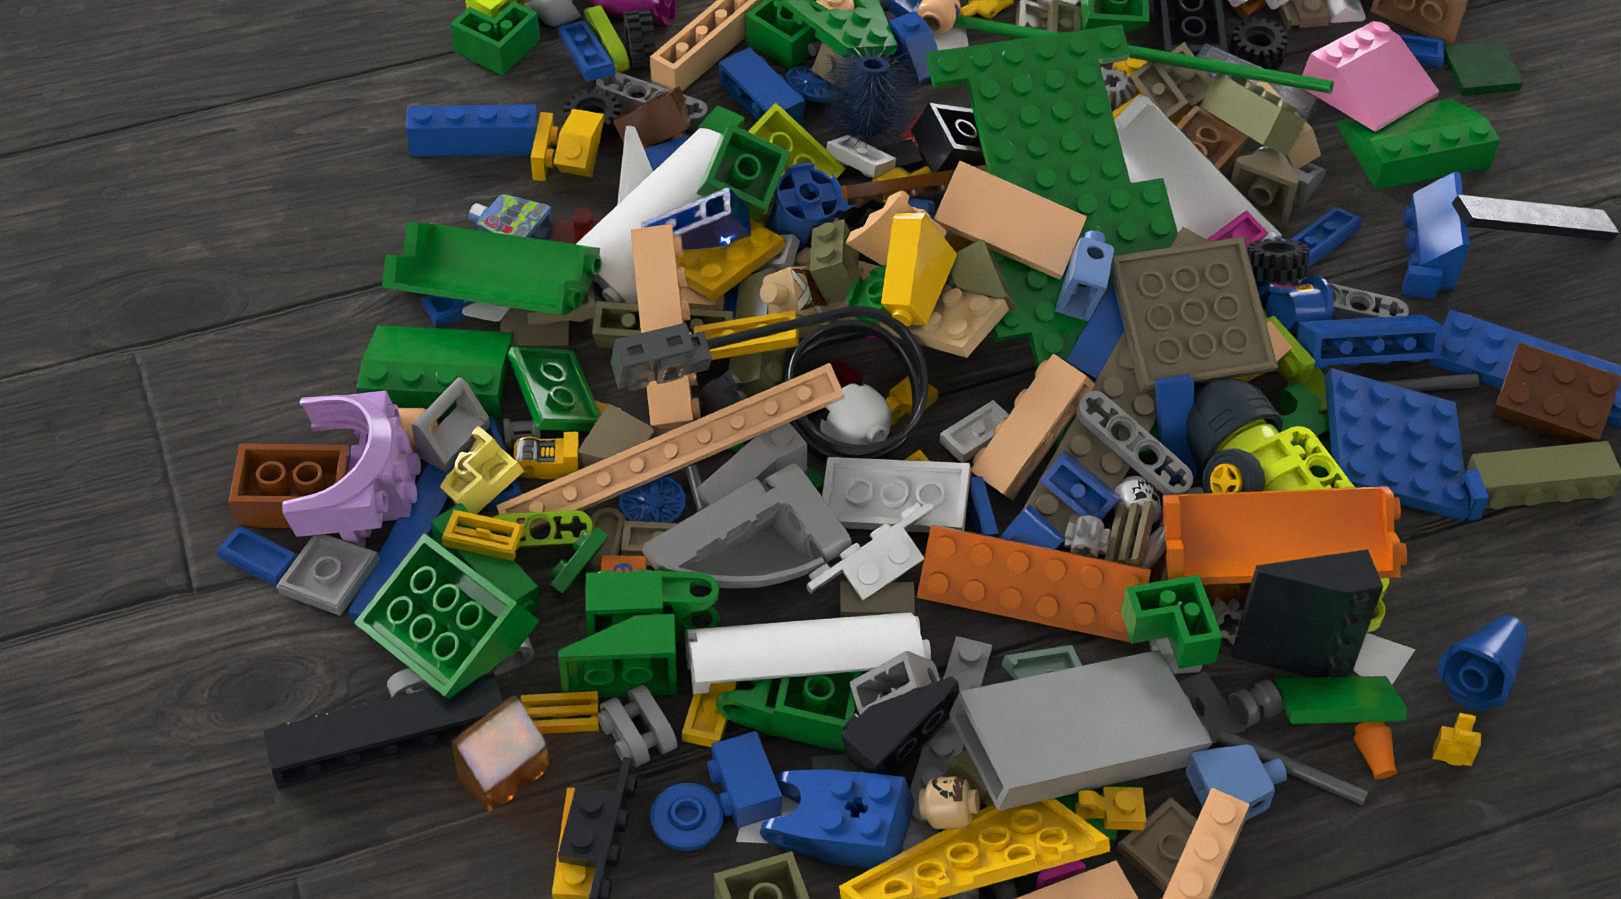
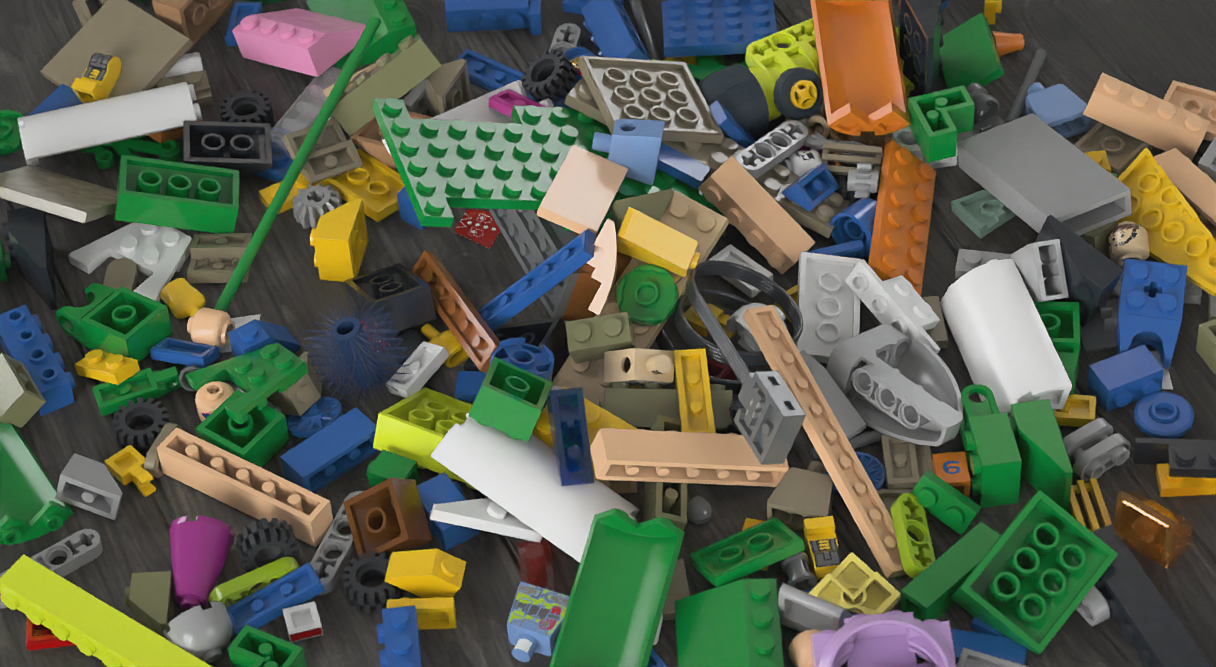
camera: 90 degrees left, 5 degrees down
(481, 539) = (938, 583): yellow tile -> none
(557, 69) = (302, 621): none -> white plate

